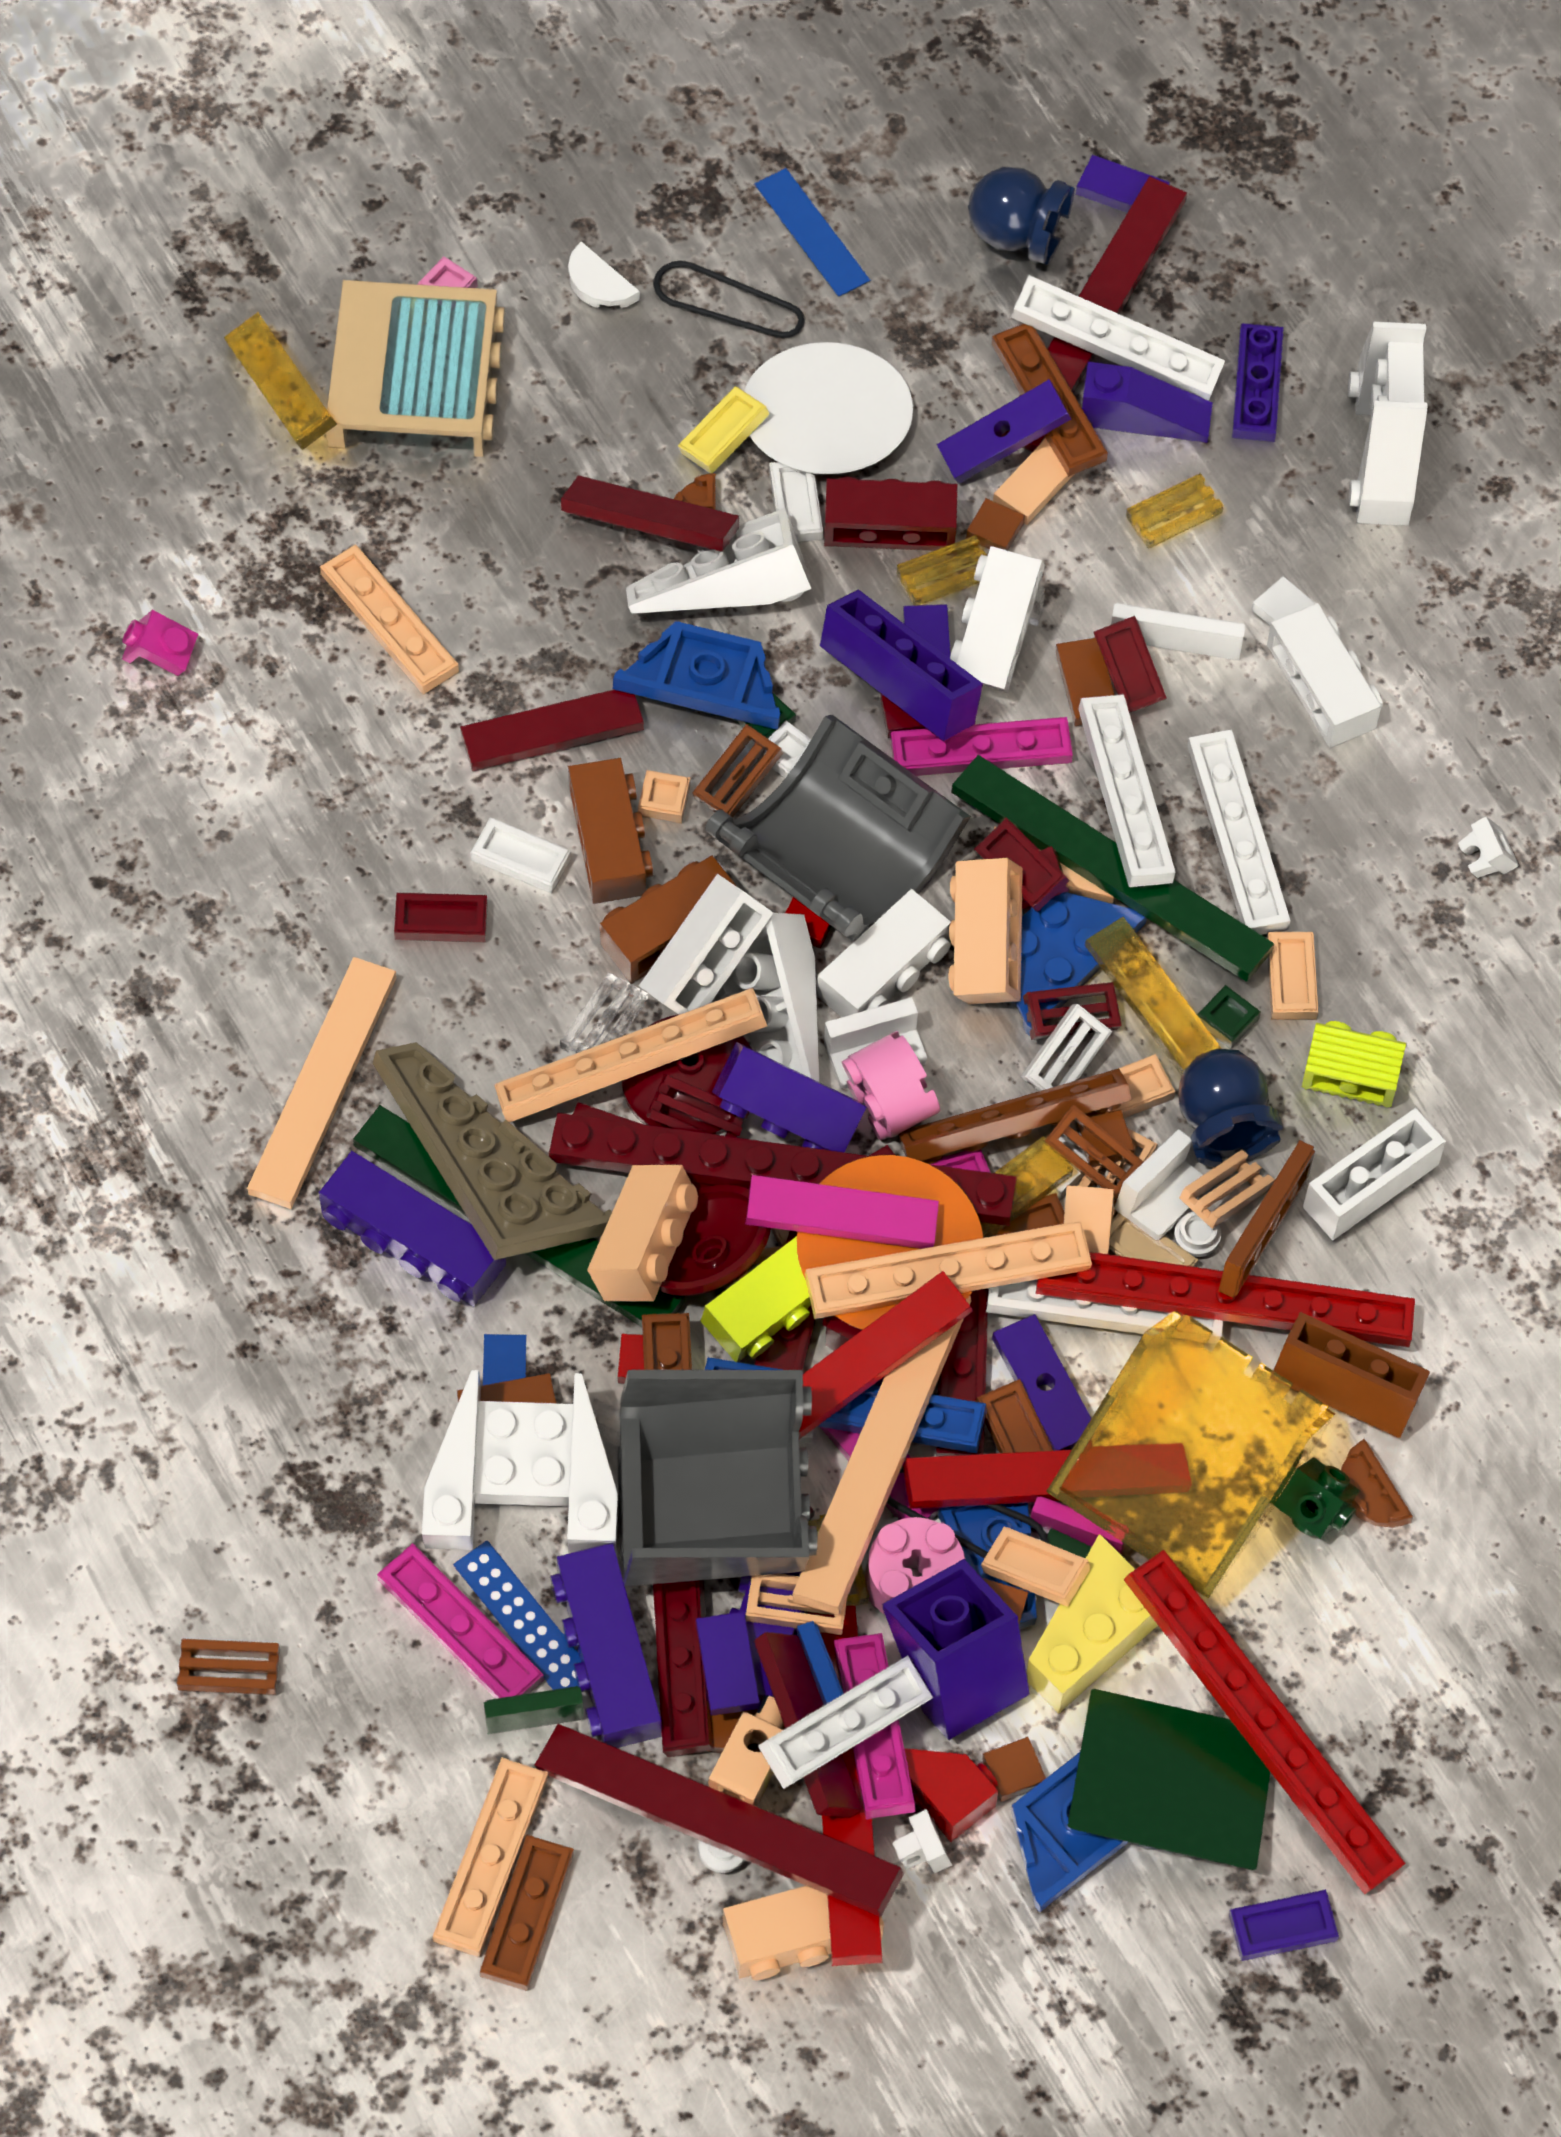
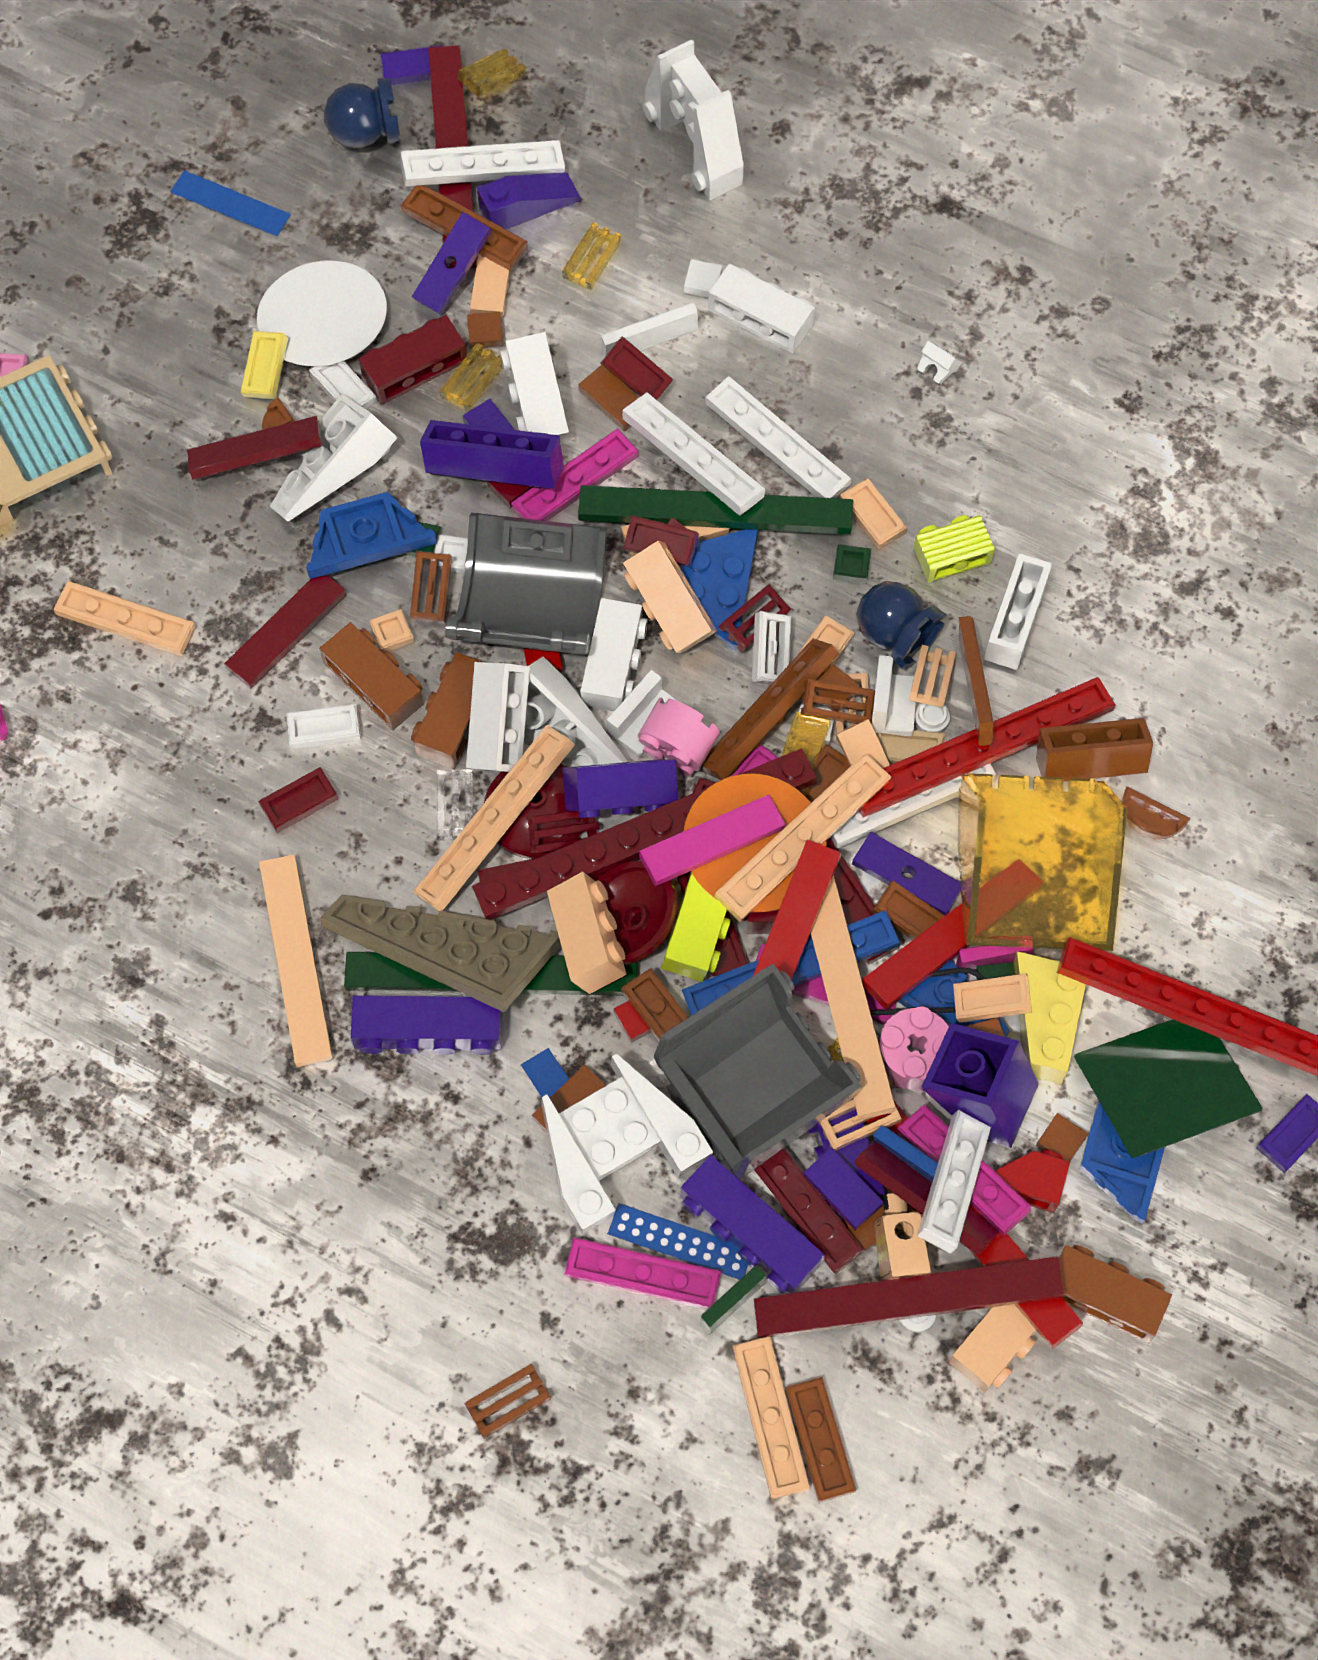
camera: 30 degrees left, 5 degrees up
(597, 281) = (111, 313): white tile -> none
(664, 298) = (210, 291): black piece -> none
(922, 1844) = (1044, 1225): white tile -> none
(946, 1956) = (1112, 1293): none -> dark orange brick
(1150, 994) = (800, 579): clear yellow tile -> none
(1199, 237) = (487, 69): none -> clear yellow tile
(1257, 382) = (586, 144): dark purple tile -> none
(1318, 1499) = (1138, 844): dark green brick -> none

